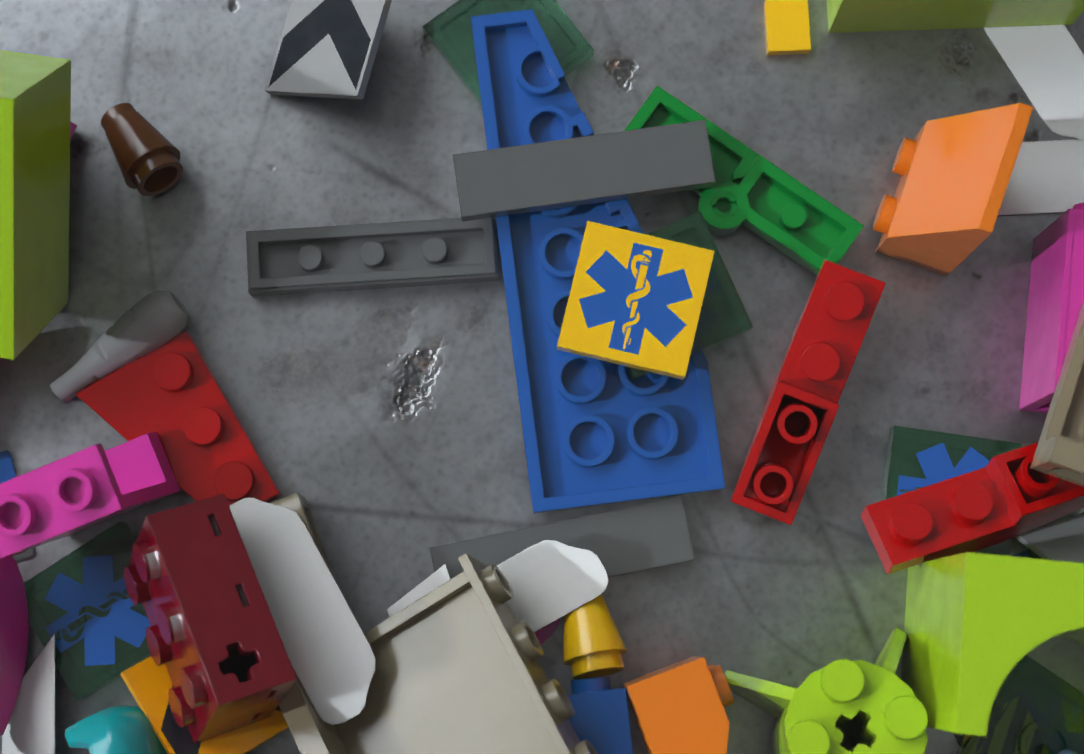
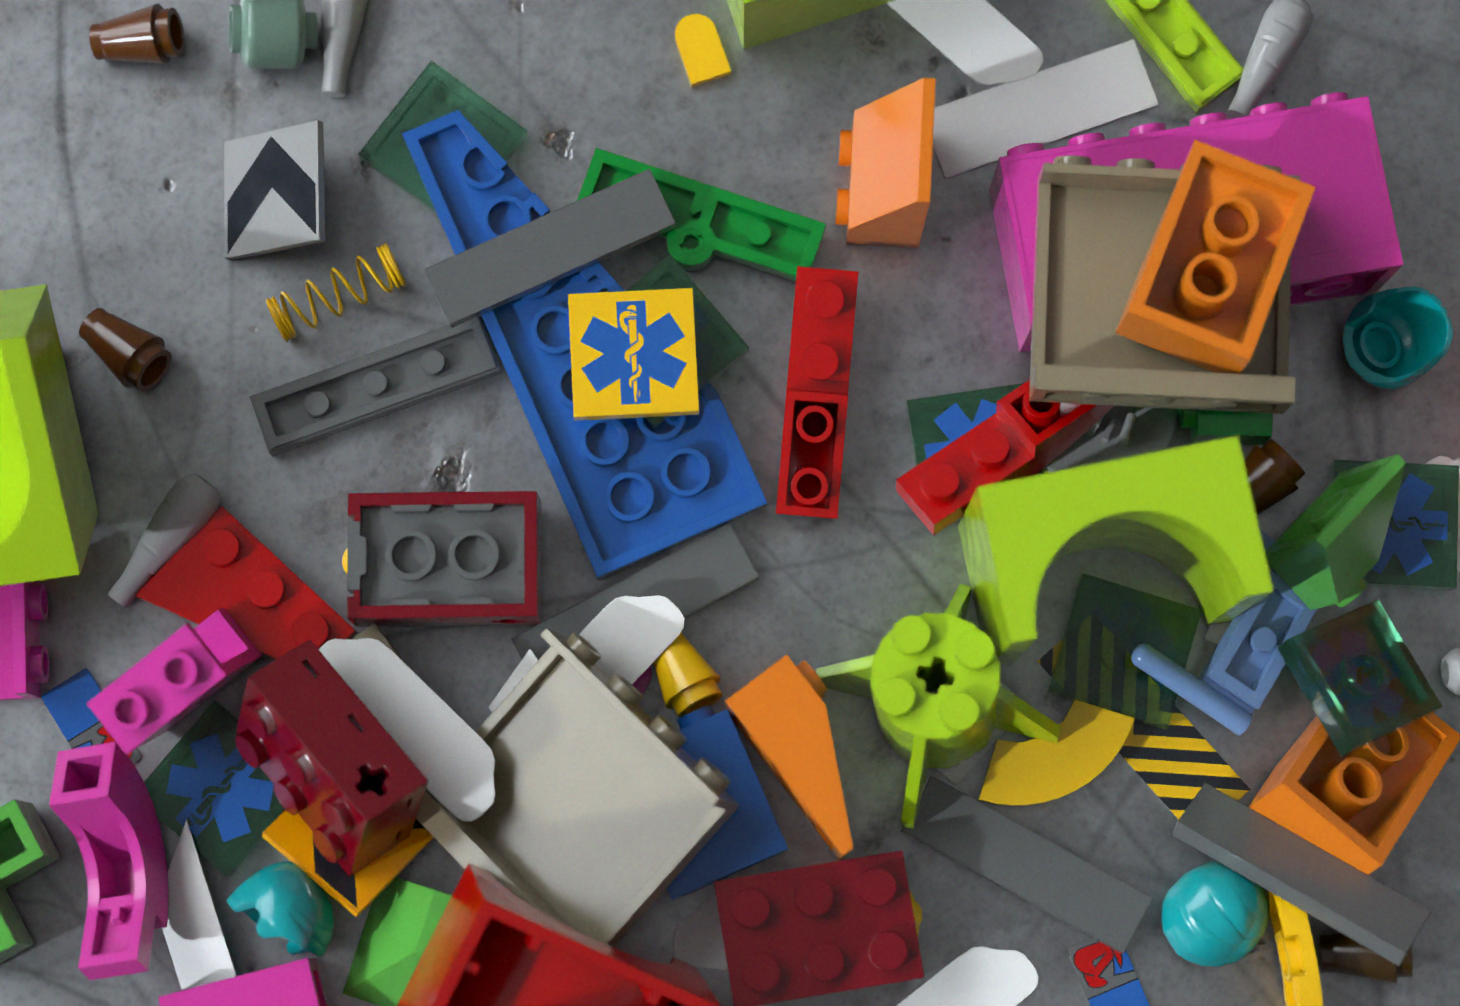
camera: 20 degrees left, 0 degrees up
(301, 168) = (284, 322): none -> yellow piece
(386, 448) = (444, 558): none -> dark grey piece

